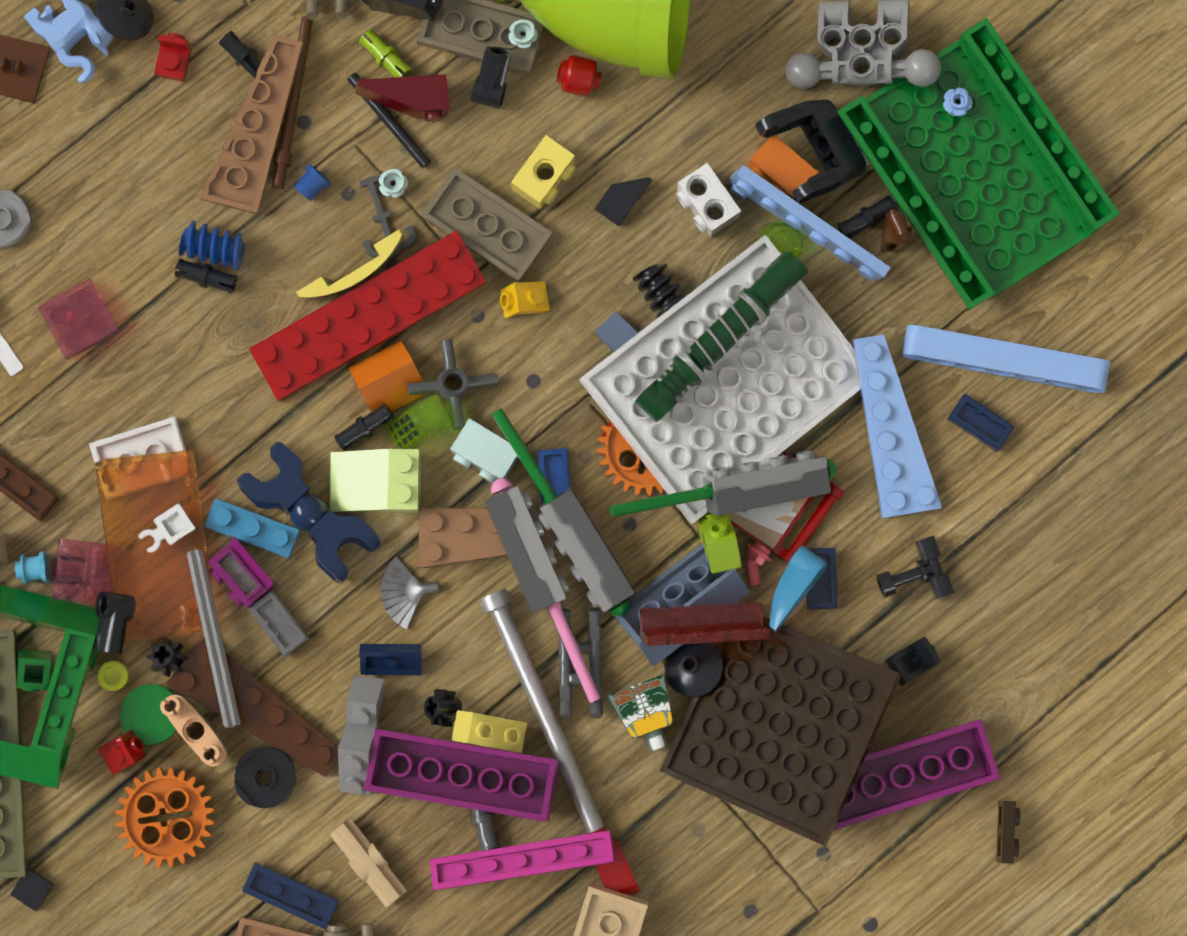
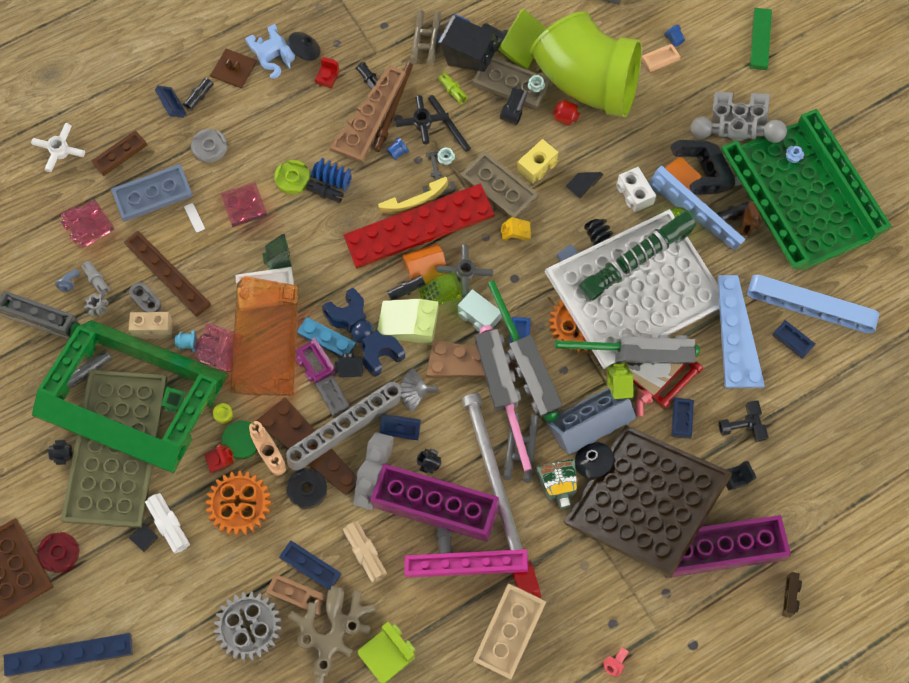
camera: 10 degrees right, 15 degrees down
(63, 863) = (167, 523): none -> white piece
(113, 613) = (231, 370): black piece -> none
(148, 256) = (292, 177): none -> lime tile
(150, 401) = (277, 253): none -> clear green slope
(163, 650) = (258, 405): black gear -> none
(171, 525) = (276, 326): white plate -> none
(213, 638) = (290, 394): light grey axle -> none
(297, 573) = (349, 365): none -> black brick
(300, 688) = (349, 417): none -> light grey beam
(340, 112) = (422, 113): none -> black bar
(415, 96) = (465, 109): dark red slope -> none
(489, 731) = (457, 474): light yellow brick -> none
(702, 624) = (604, 427): clear red fence -> none
(796, 582) = (670, 411): dark azure piece -> none

